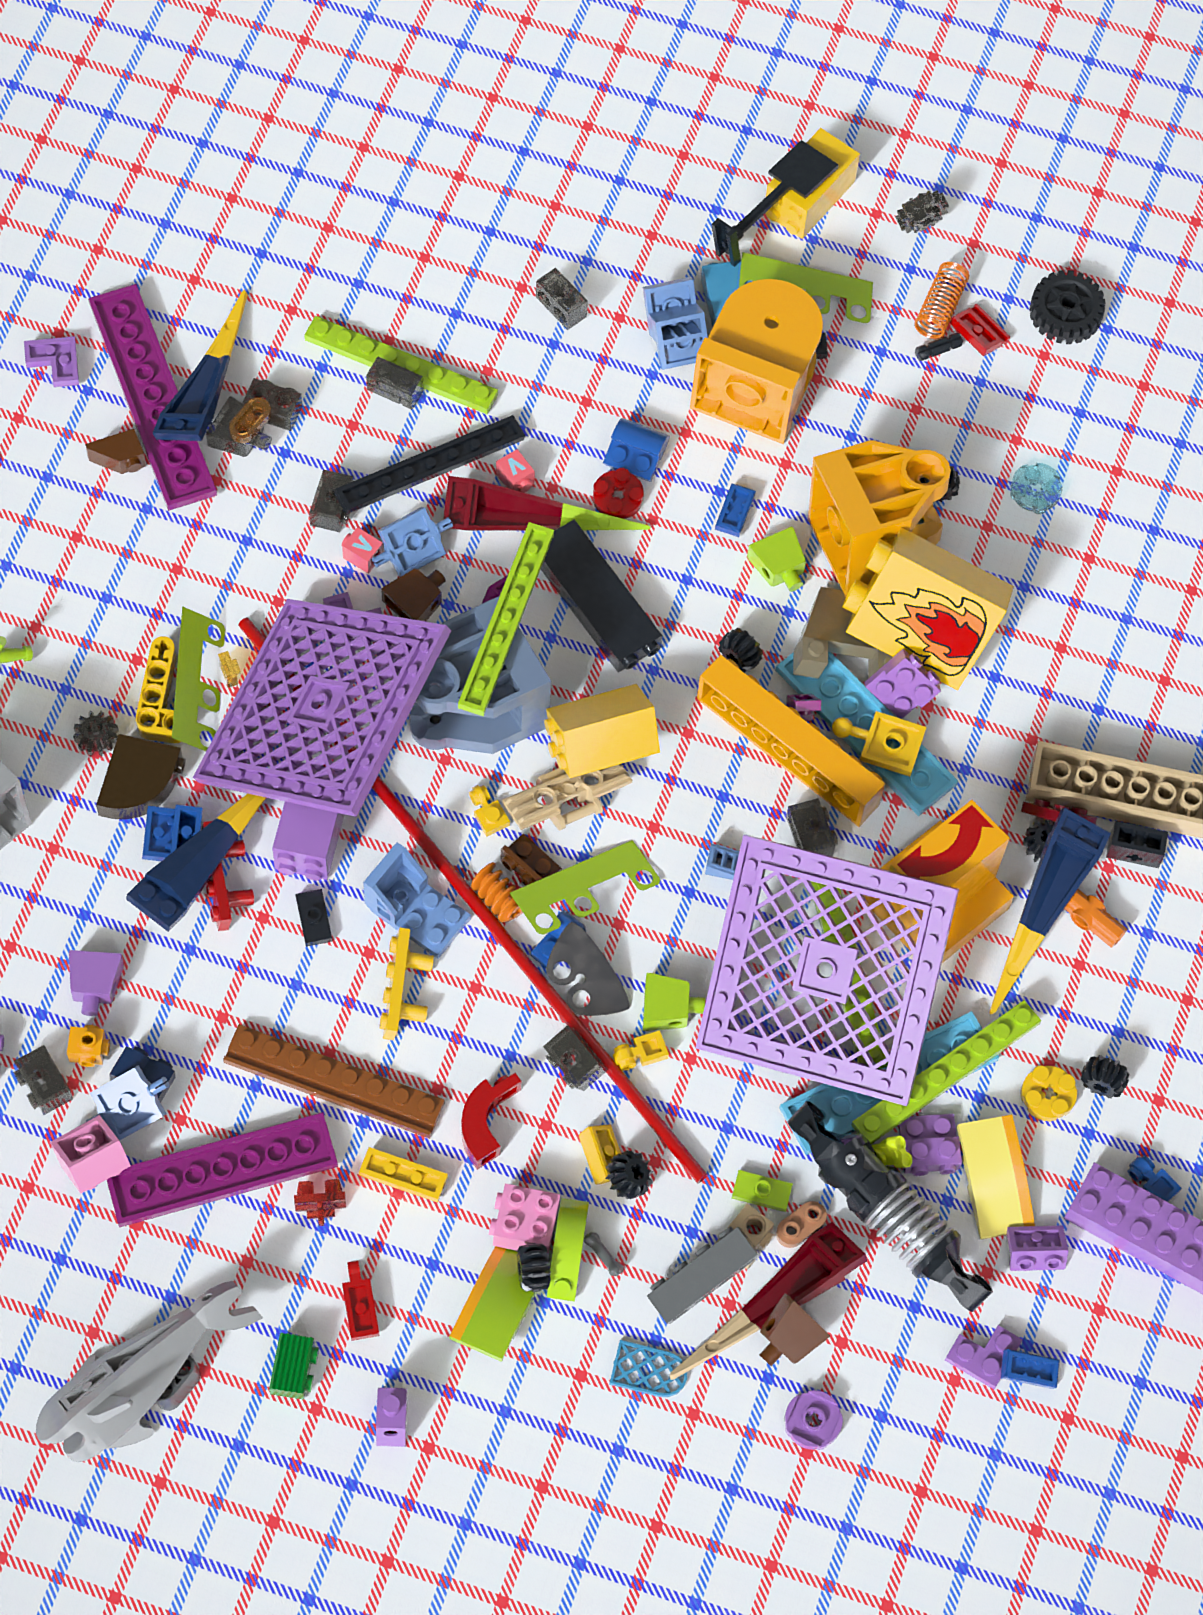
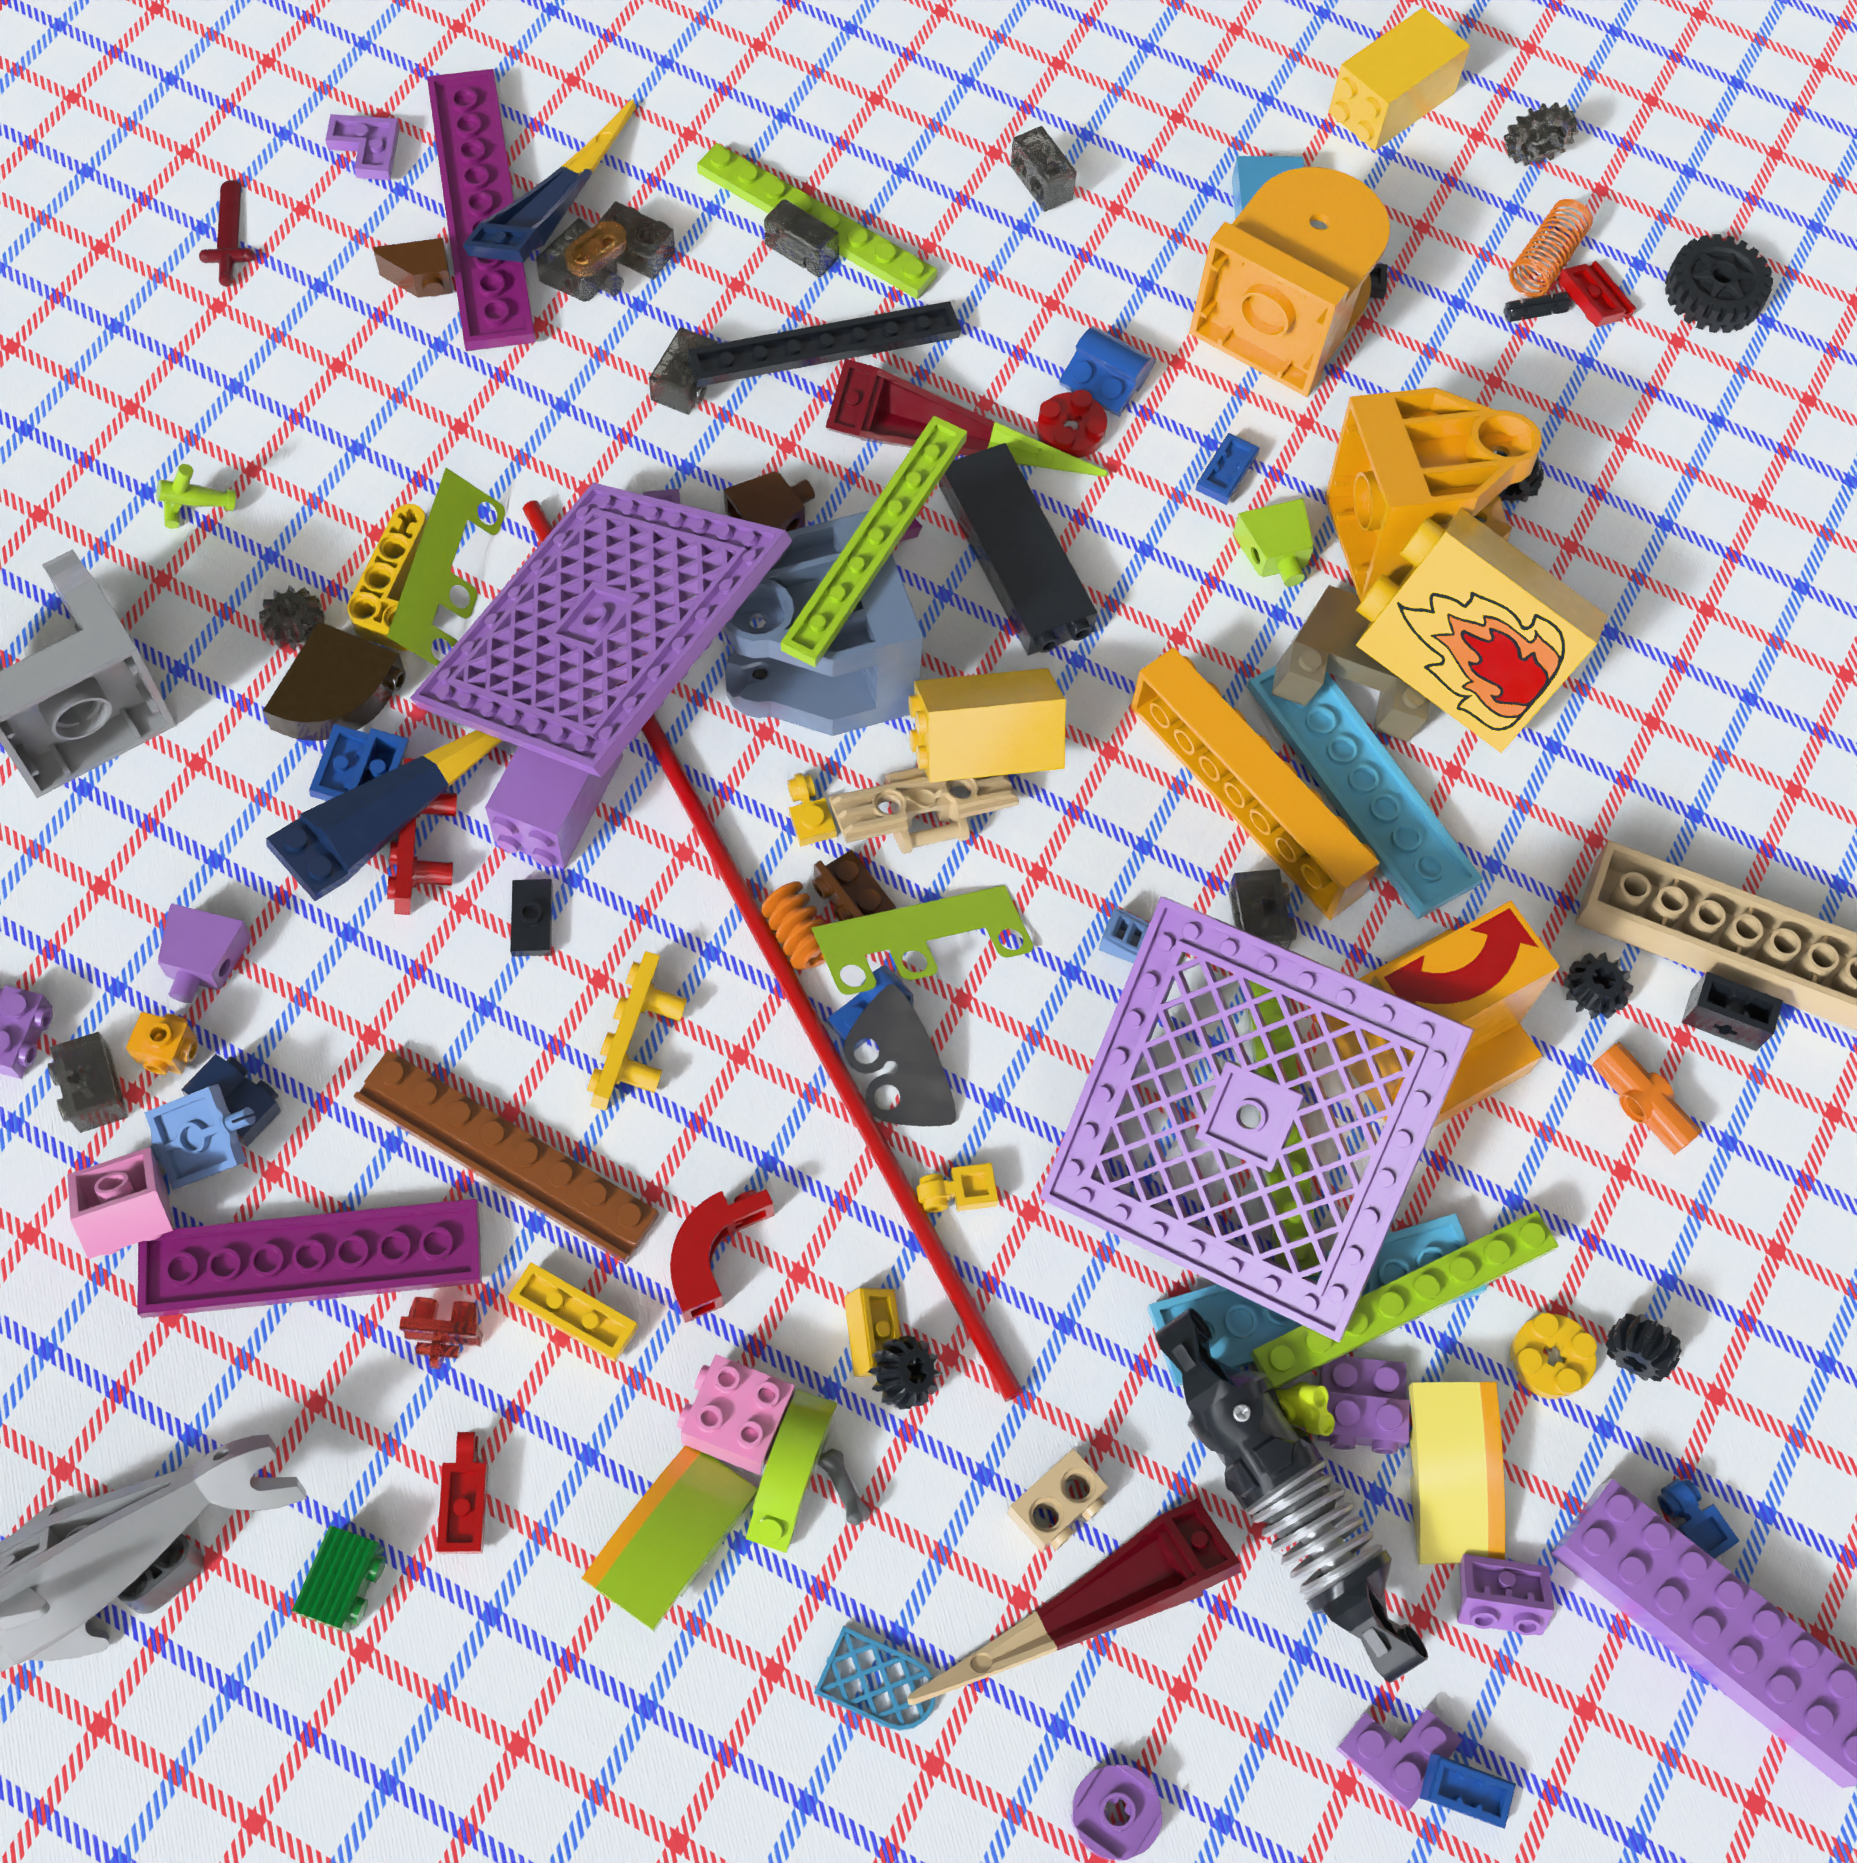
camera: 10 degrees right, 0 degrees up
(229, 669) = (495, 562): clear yellow plate -> none
(361, 548) = (711, 439): coral brick -> none
(391, 1416) = (468, 1687): medium lavender torso -> none
(402, 898) = (663, 912): medium blue bracket -> none
(412, 541) = (779, 436): medium blue plate -> none
(515, 472) = (938, 371): coral brick -> none
(533, 1267) = (730, 1493): black gear -> none
(588, 1066) = (876, 1196): clear smoke brick -> none
(668, 1003) = (1011, 1125): lime torso -> none
(675, 321) = (1186, 216): medium blue bracket -> none
(703, 1275) = (986, 1550): dark grey brick -> none
(741, 649) = (1205, 647): black gear -> none
(762, 1191) = (1100, 1430): lime plate -> none
(790, 1332) = (1104, 1666): reddish brown torso -> none
(799, 170) = (1386, 51): black piece -> none
(802, 1224) = (1151, 1491): nougat plate -> none
(804, 704) = (1281, 737): bracket -> none
(813, 280) = (1400, 207): lime piece -> none
(882, 729) = (1372, 814): yellow plate -> none
(903, 684) = (1426, 731): medium lavender plate -> none
(1036, 500) = (1642, 521): clear light blue plate -> none
(1042, 809) = (1625, 947): dark red plate -> none
(1064, 863) = (1623, 1023): dark blue plate -> none

